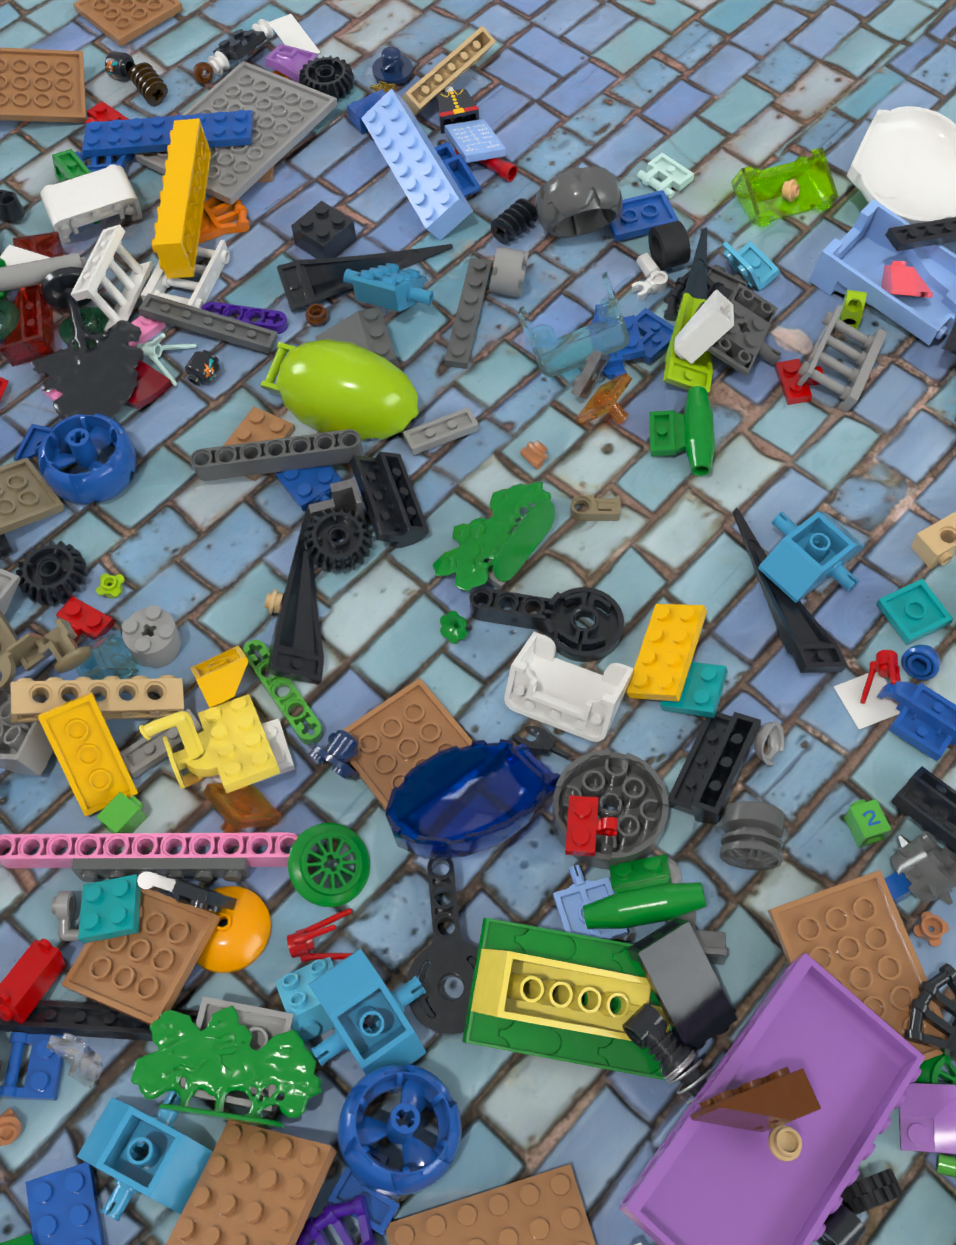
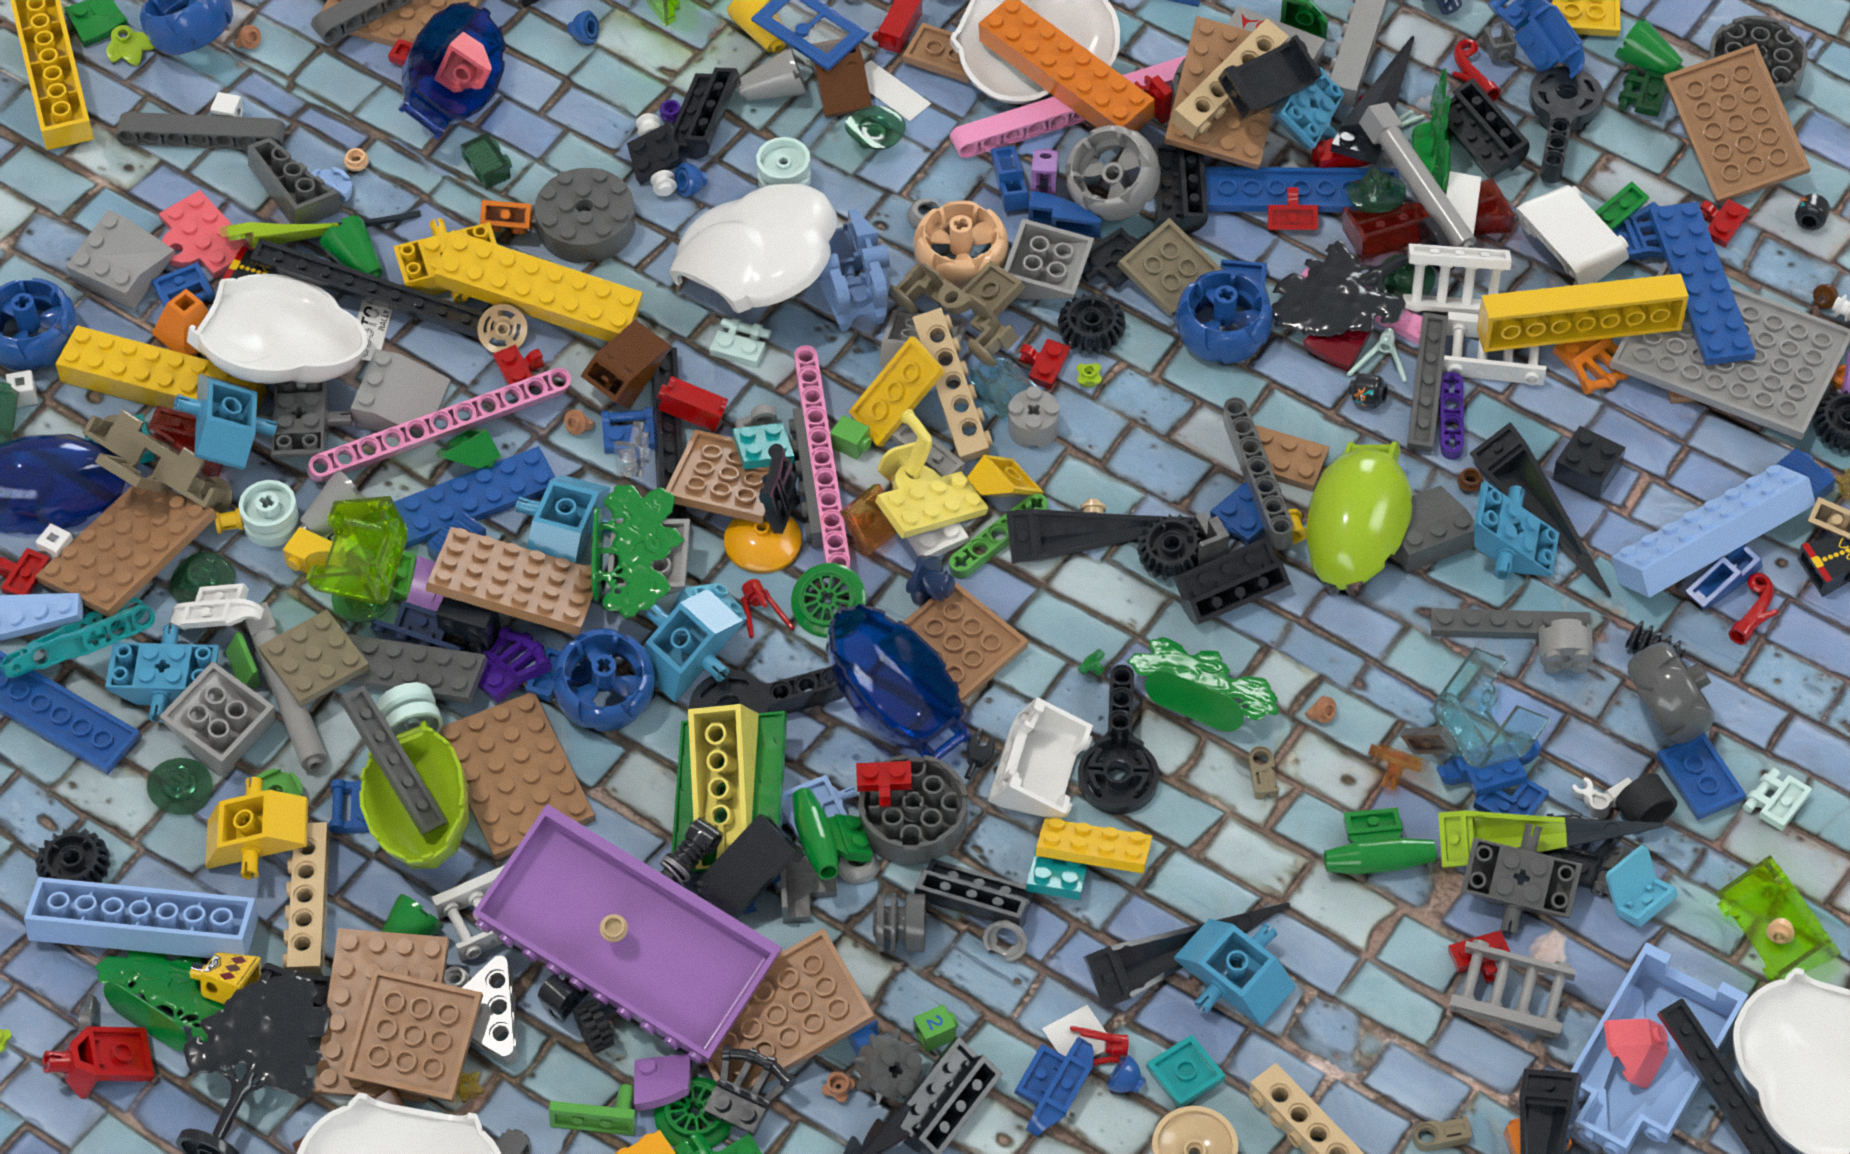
camera: 80 degrees right, 5 degrees down
(148, 83) = (1787, 246): dark brown piece -> none
(441, 431) = (1332, 618): light grey plate -> none
(475, 140) = (1779, 589): light blue tile -> none
(705, 327) = (1502, 829): white slope -> none
(761, 1102) = (638, 902): reddish brown slope -> none
(853, 307) = (1589, 998): lime leg -> none

